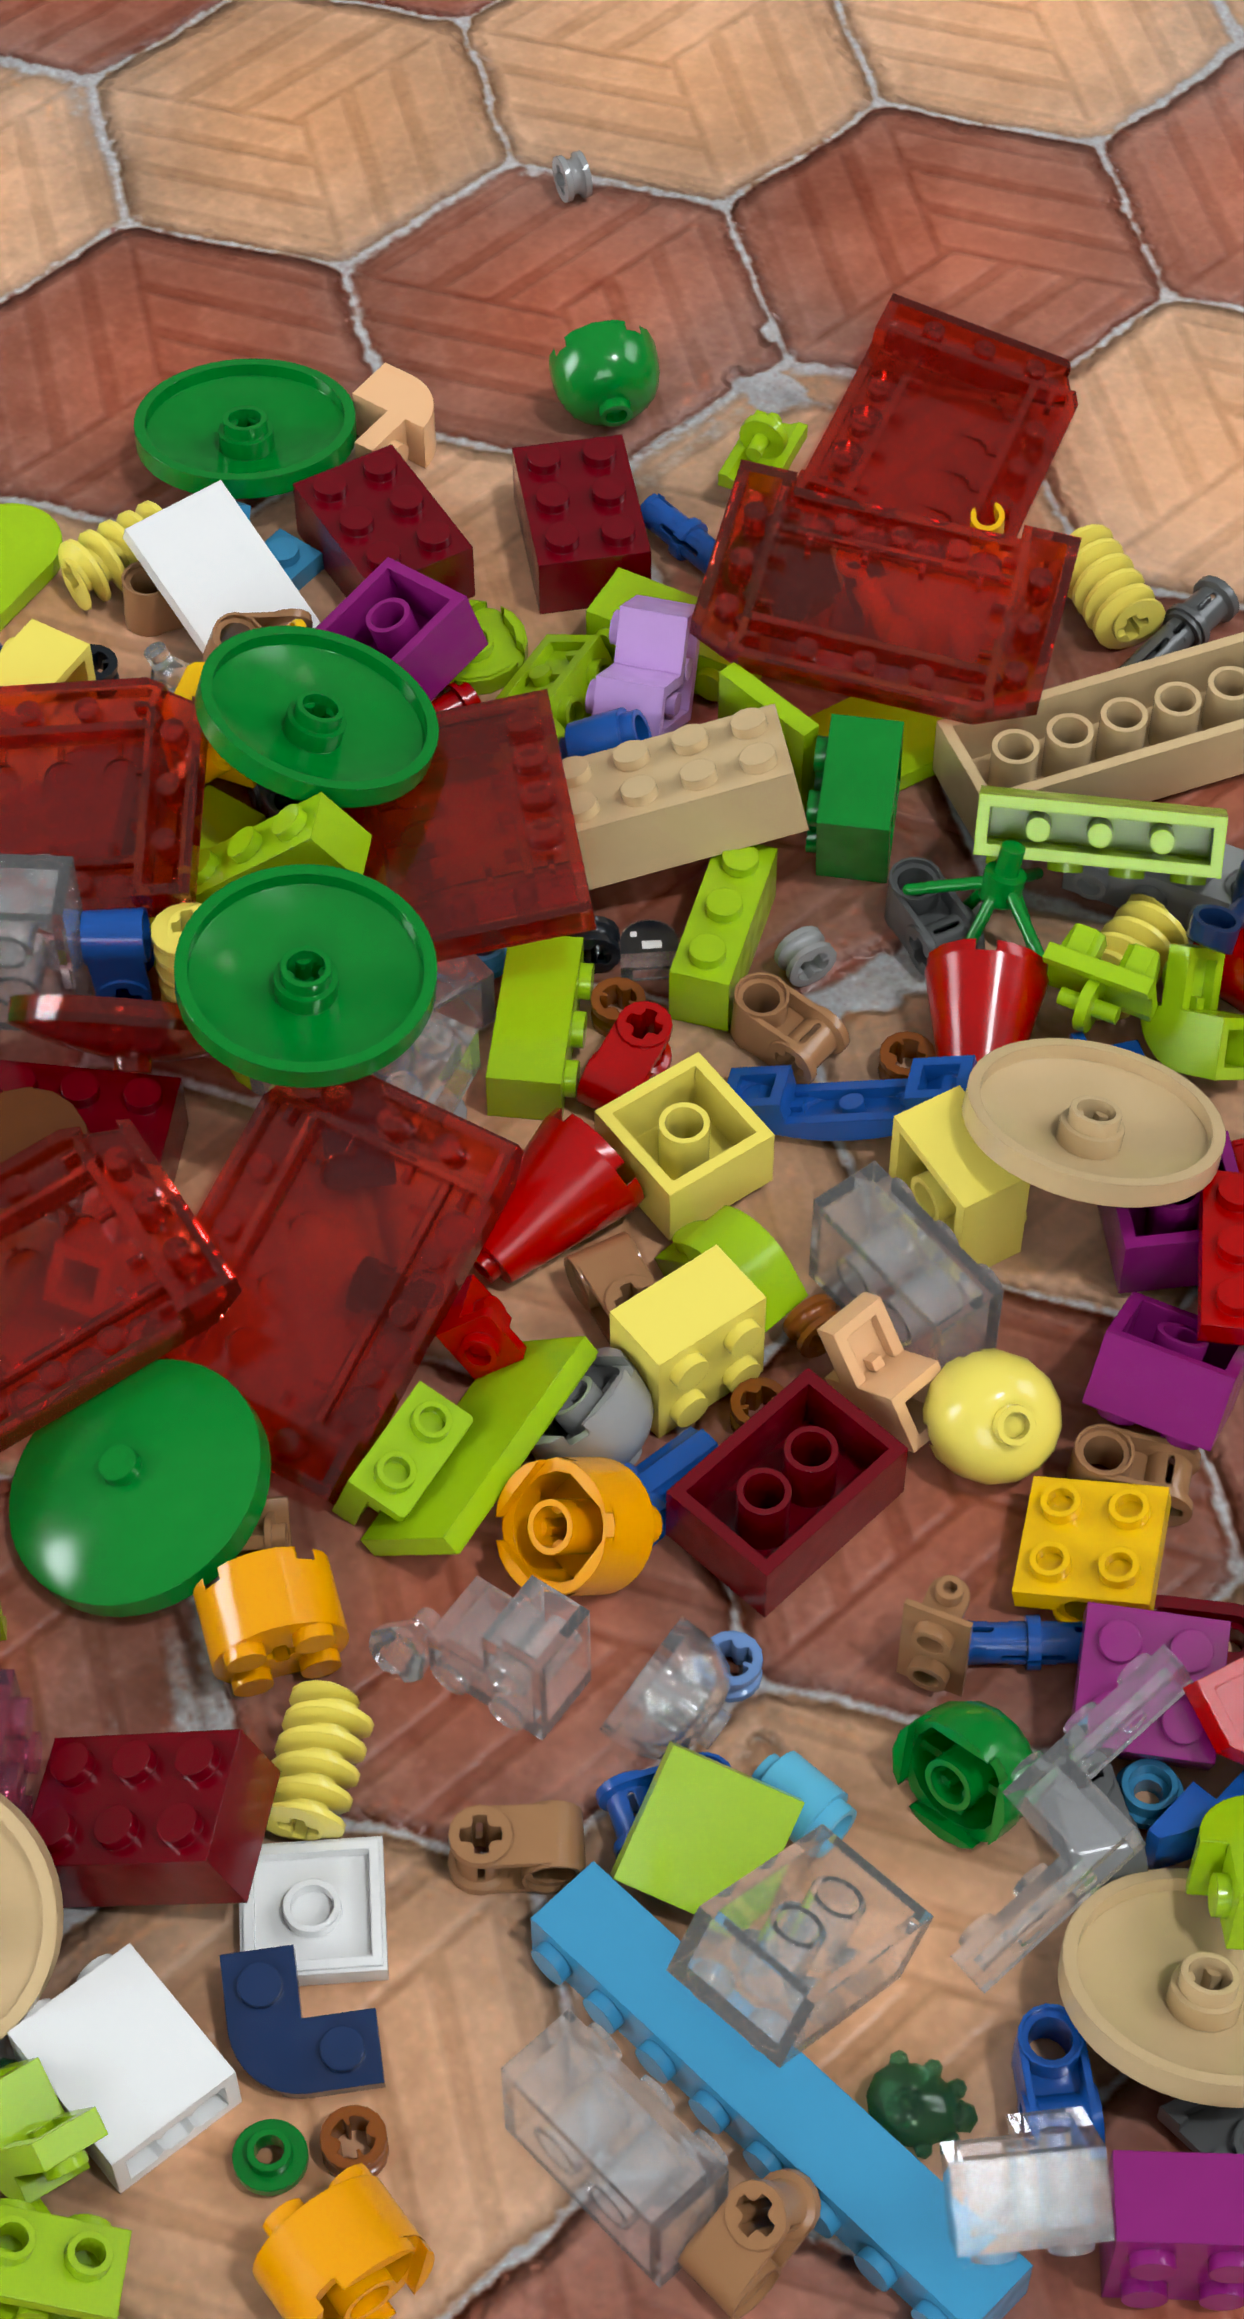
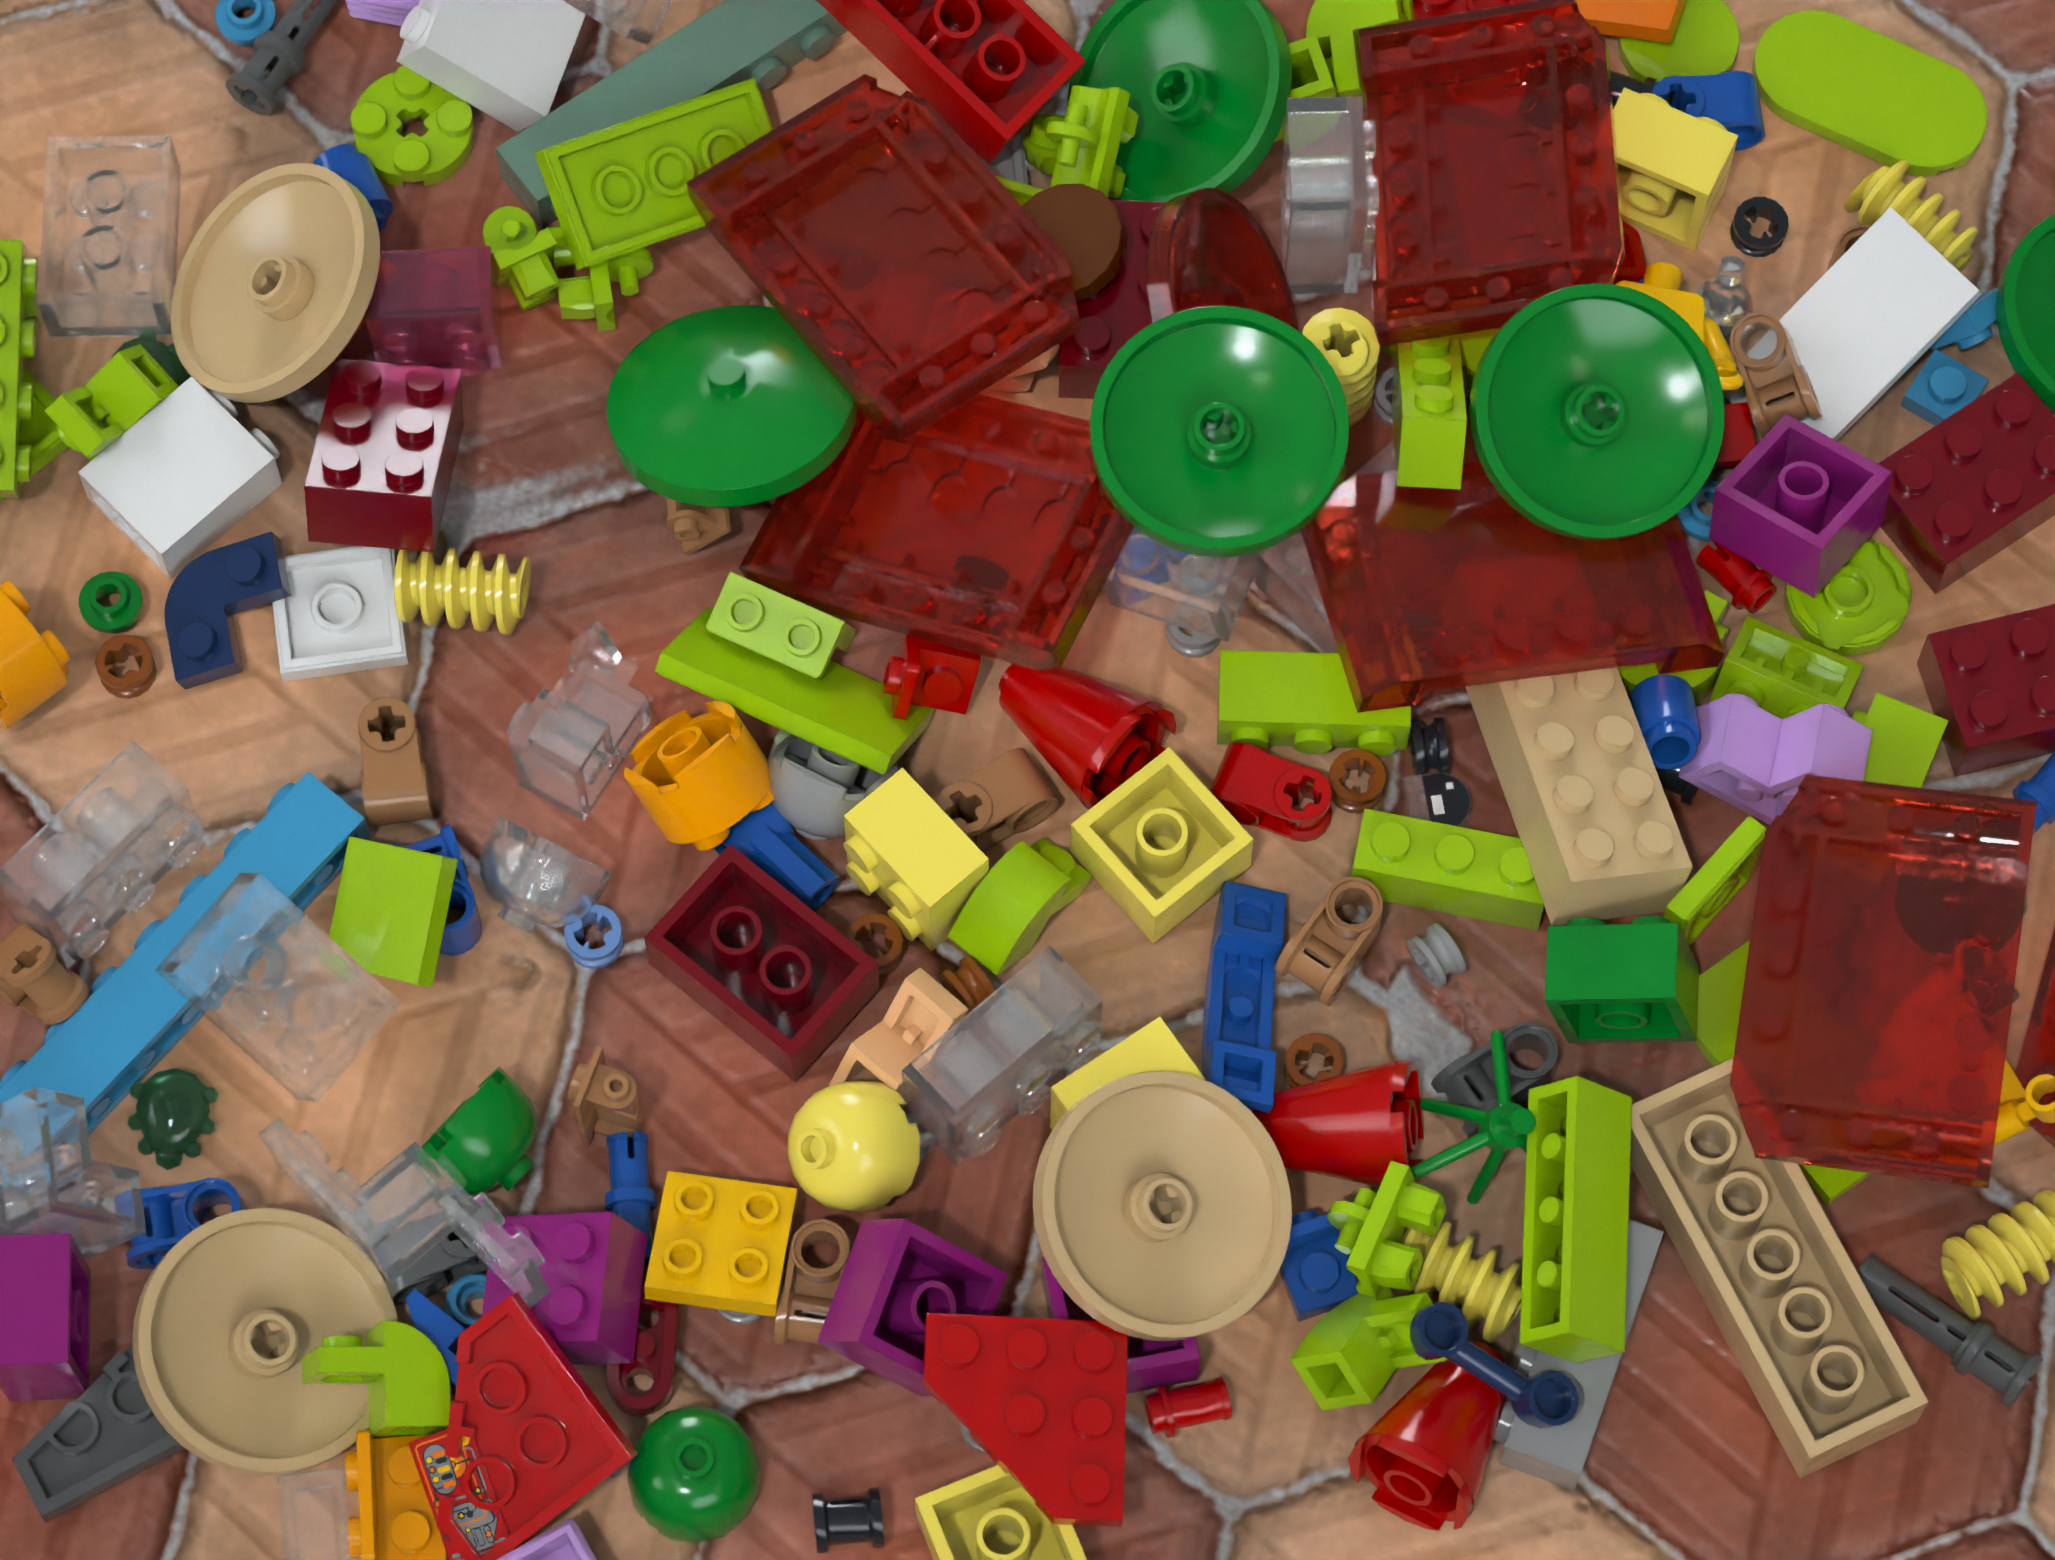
camera: 85 degrees right, 15 degrees up
(118, 951) = (1340, 281): blue piece -> none
(271, 1619) = (593, 532): light orange brick -> none
(822, 1797) = (453, 1002): medium azure brick -> none

